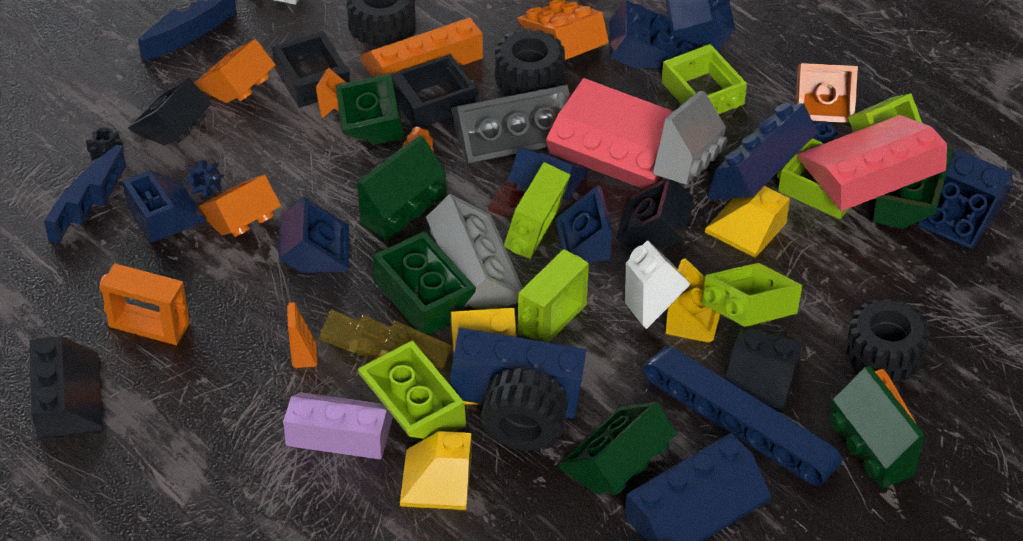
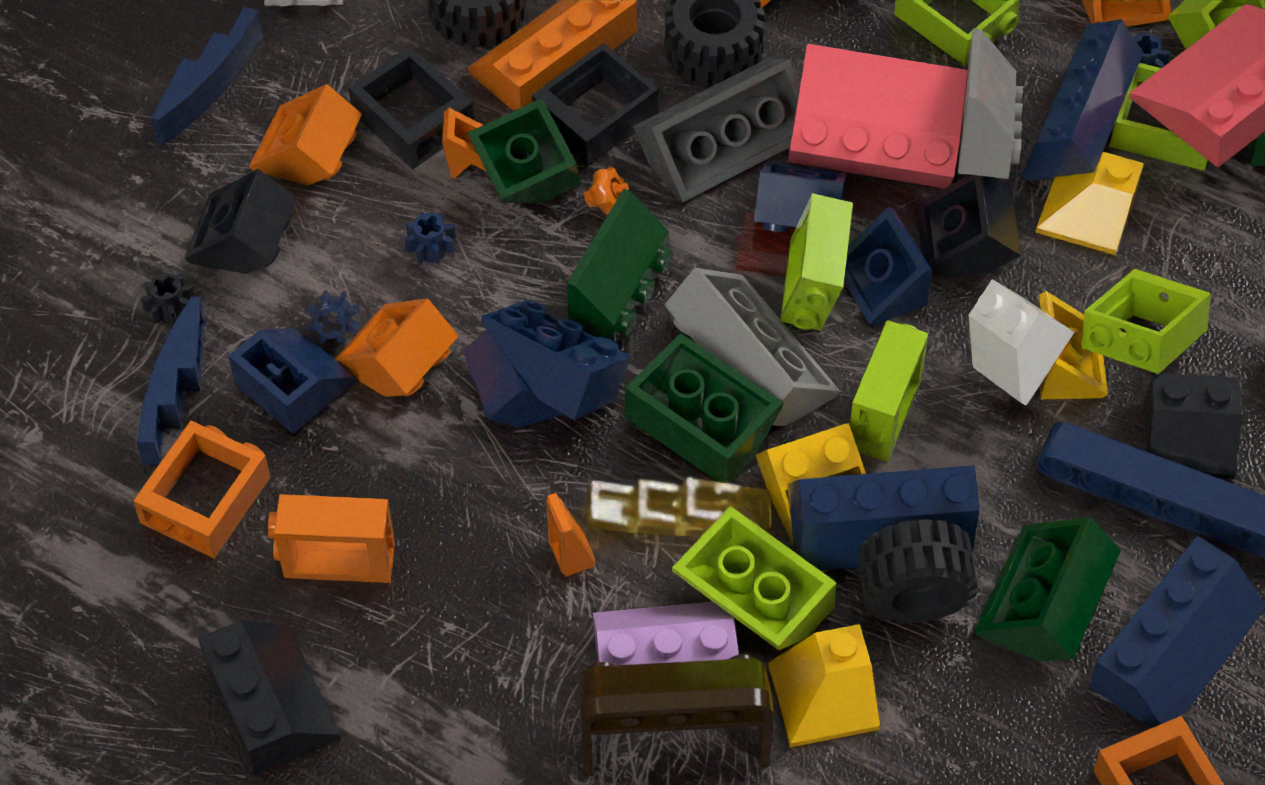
camera: 15 degrees left, 10 degrees up
(87, 277) = (185, 525): none -> orange window
(289, 146) = (430, 237): none -> dark blue gear
(323, 443) = (675, 699): none -> dark brown windscreen
(338, 230) = (558, 358): none -> dark blue slope

